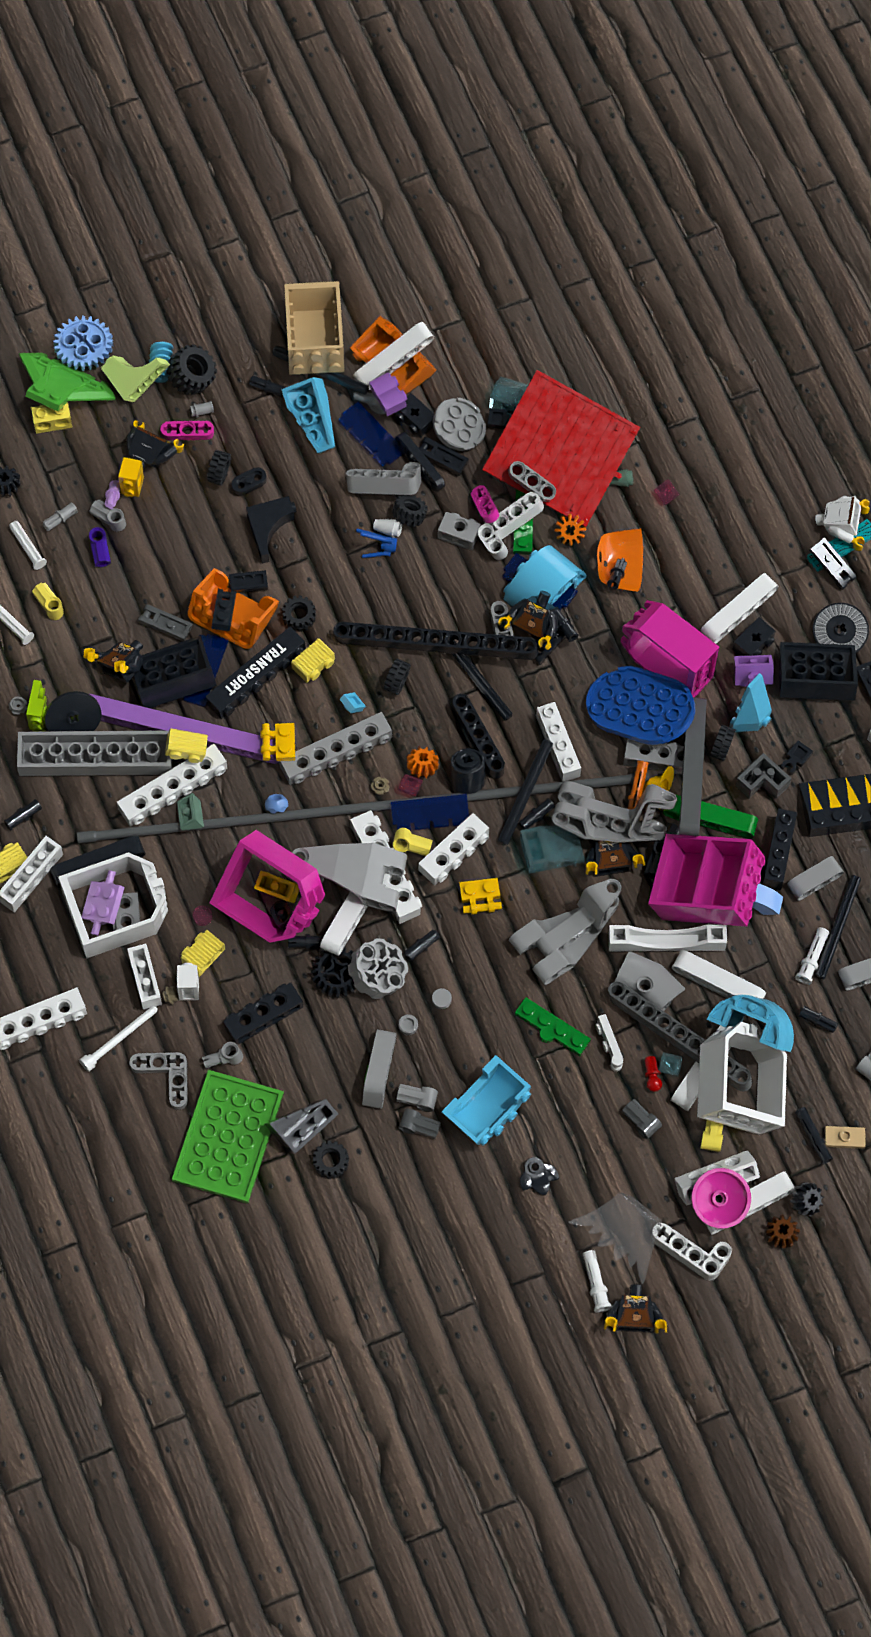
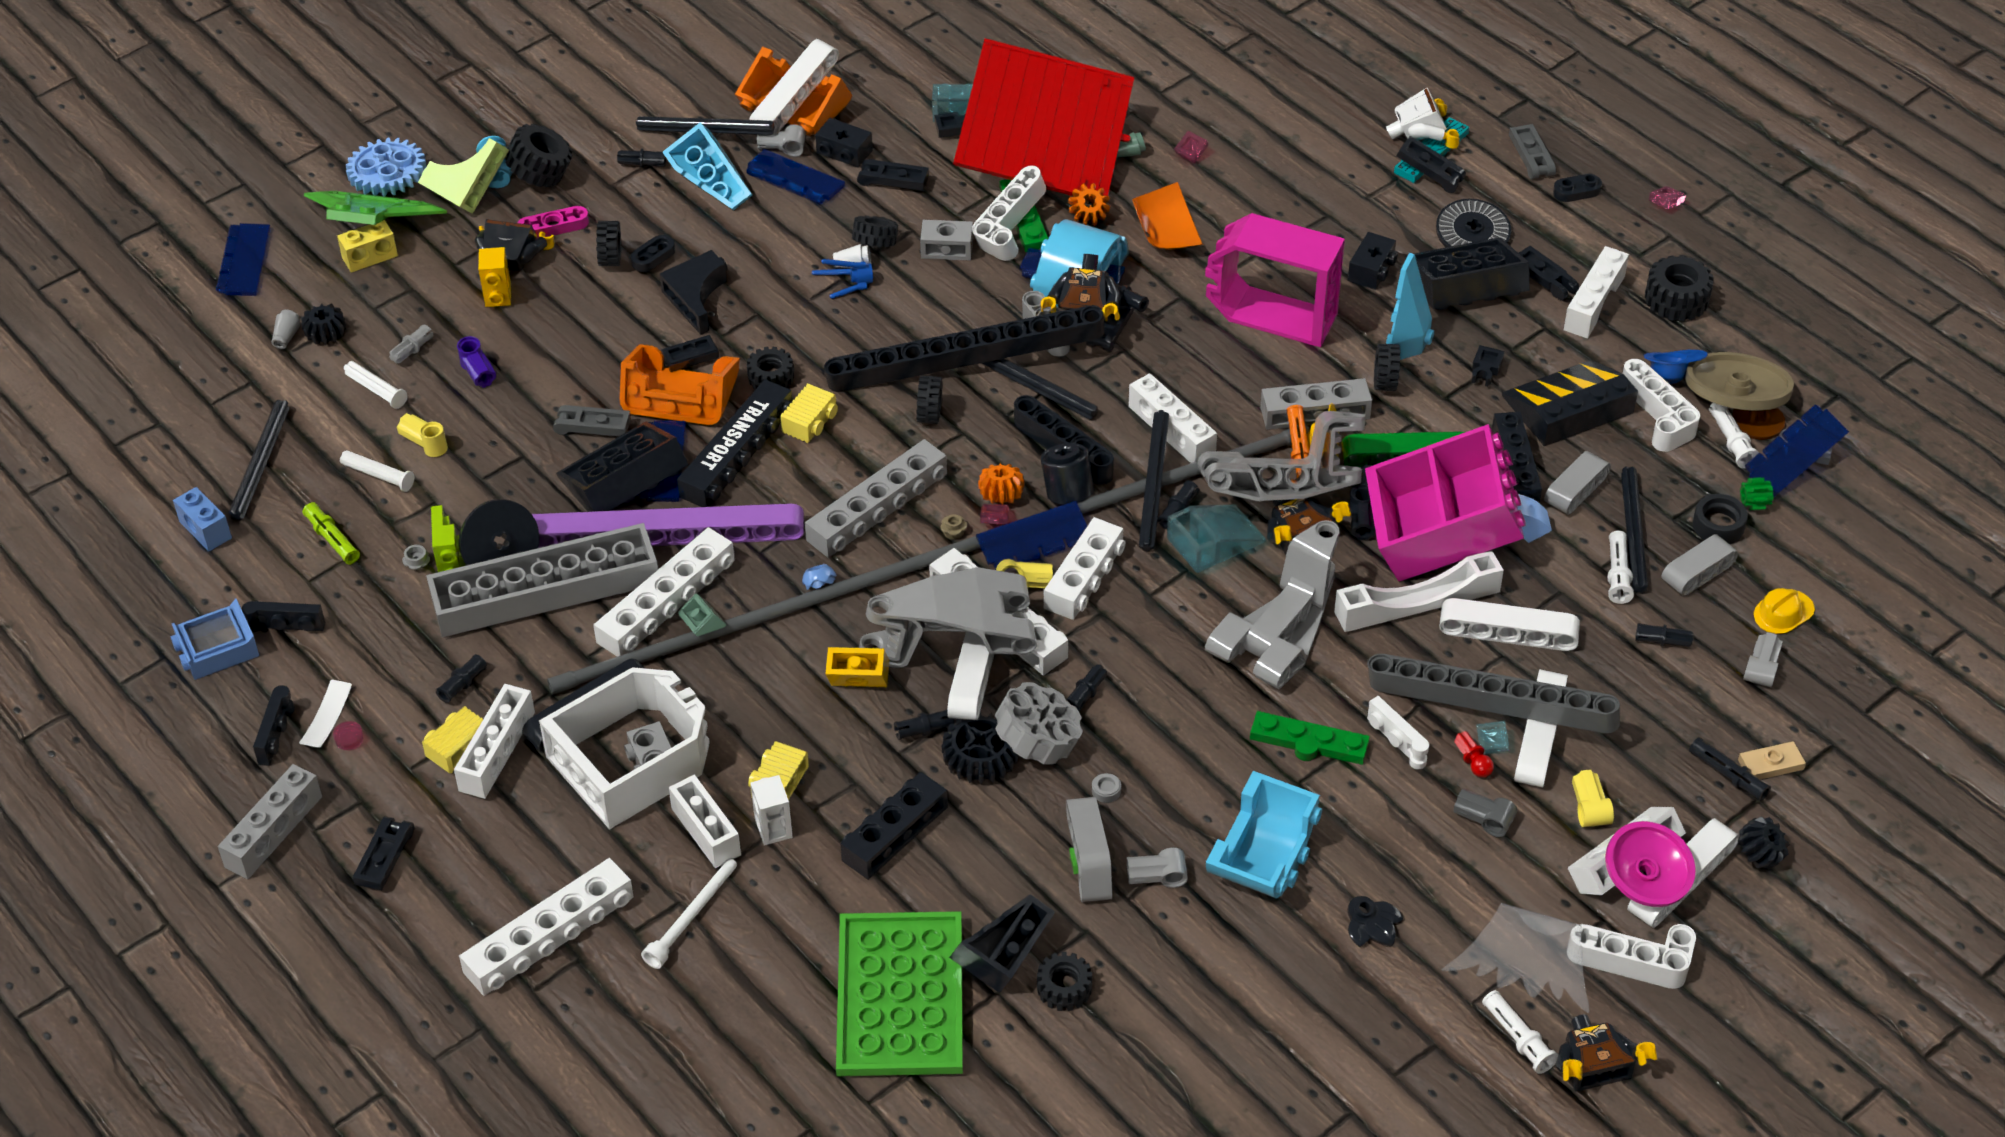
camera: 15 degrees left, 20 degrees down
(102, 902) = (614, 743): lavender plate -> none
(108, 515) = (484, 327): light grey piece -> none
(112, 494) = (475, 302): lavender axle -> none
(118, 662) = (543, 473): torso -> none
(170, 995) = (750, 838): dark tan plate -> none
(173, 1070) = (786, 931): light grey beam -> none
(186, 745) = (671, 530): light yellow brick -> none
(201, 409) = (564, 197): light grey pin -> none
(202, 915) = (761, 733): clear pink tile -> none
(223, 610) = (669, 382): black plate -> none
(223, 1056) = (863, 887): light grey pin -> none
(281, 913) = (878, 698): black plate -> none
(285, 742) = (805, 500): yellow plate -> none
(287, 863) = (793, 649): dark pink container -> none
(314, 328) = (683, 79): tan container -> none
(352, 702) = (879, 445): medium azure plate -> none
(385, 481) = (828, 209): light grey beam -> none
(388, 393) = (802, 120): medium lavender brick -> none
(414, 454) = (891, 196): black beam -> none
(414, 1122) = (1165, 901): dark grey piece -> none
(441, 998) = (1140, 744): light grey tile -> none
(459, 424) = (902, 137): light grey tile -> none
(480, 890) = (1141, 607): yellow plate -> none
(489, 507) = (970, 202): dark pink beam -> none
(527, 473) = (1015, 148): light grey beam -> none
(617, 573) = (1168, 234): black axle -> none
(639, 970) = (1417, 643): light grey panel -> none
(640, 705) = (1264, 350): blue plate -> none
(693, 772) = (1365, 391): dark grey beam -> none
(713, 1081) = (1645, 744): white container -> none
(739, 608) = (1348, 220): white beam -> none
(748, 667) = (1379, 288): medium lavender brick -> none
(763, 774) = (1458, 387): dark grey brick -> none
(778, 1029) = (1585, 623): medium azure cylinder -> none
(788, 1238) = (1749, 894): reddish brown gear -> none

